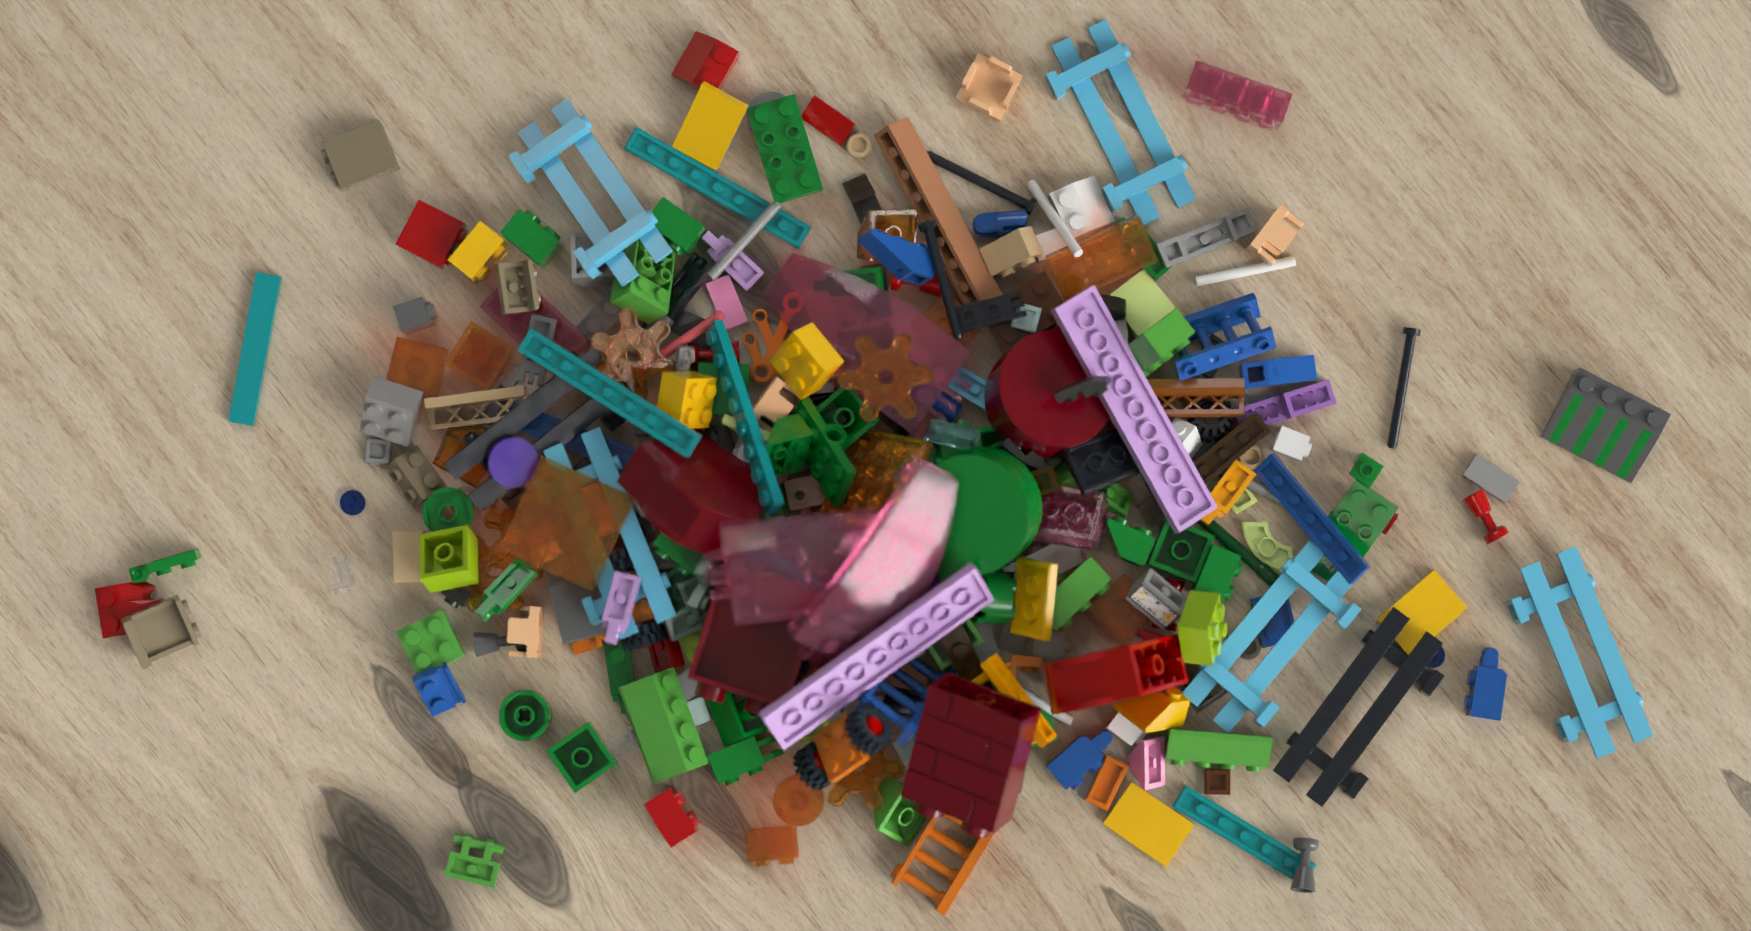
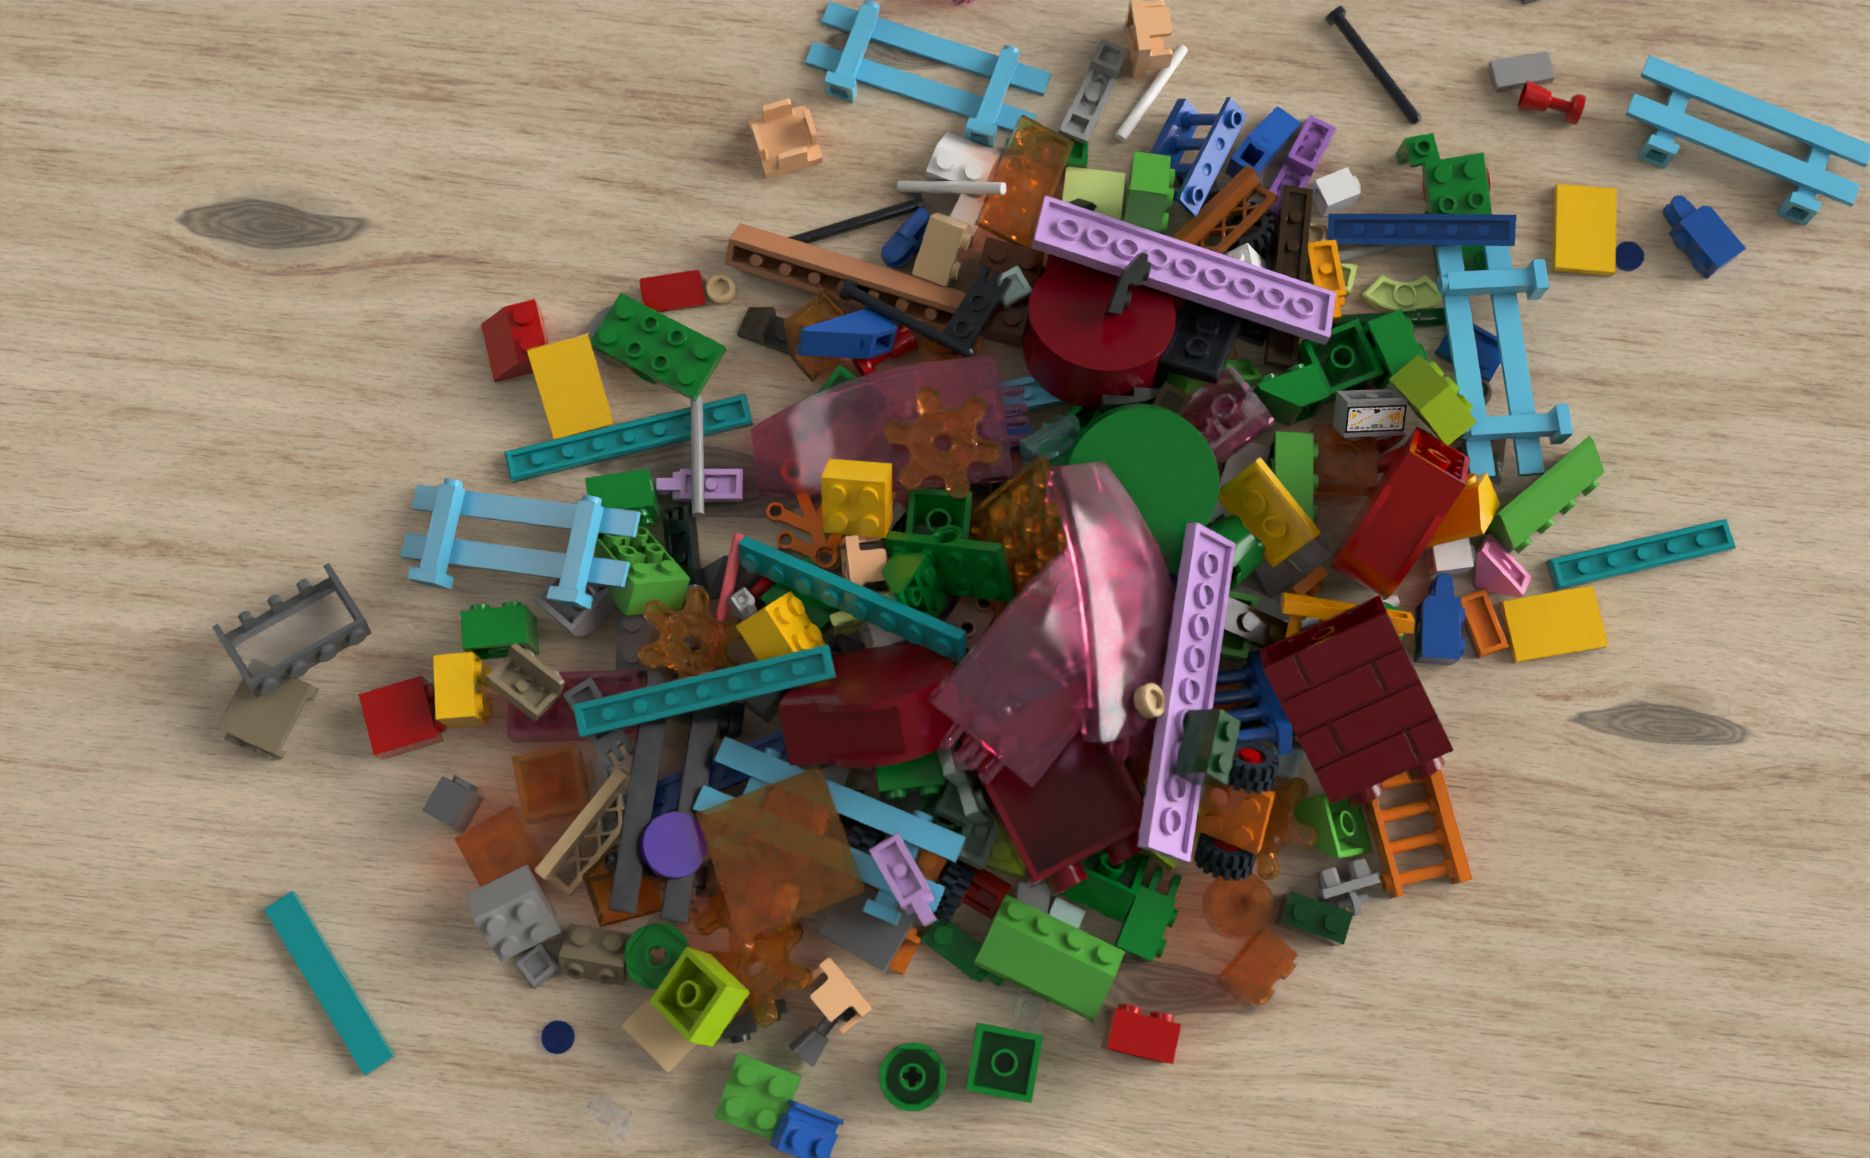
camera: 45 degrees left, 10 degrees down
(415, 127) = (294, 634): none -> window
(506, 588) = (781, 971): green hinge -> none
(726, 299) = (723, 522): bright pink tile -> none
(834, 849) = (1313, 918): none -> dark green brick
(845, 641) = (1149, 700): none -> tan tile
(853, 697) = (1207, 747): none -> dark green brick
(862, 843) = (1360, 878): none -> light grey hips
(1217, 781) = (1570, 531): reddish brown tile -> none
(1303, 875) = (1729, 535): dark grey piece -> none
(1410, 670) = (1631, 282): black fence -> none

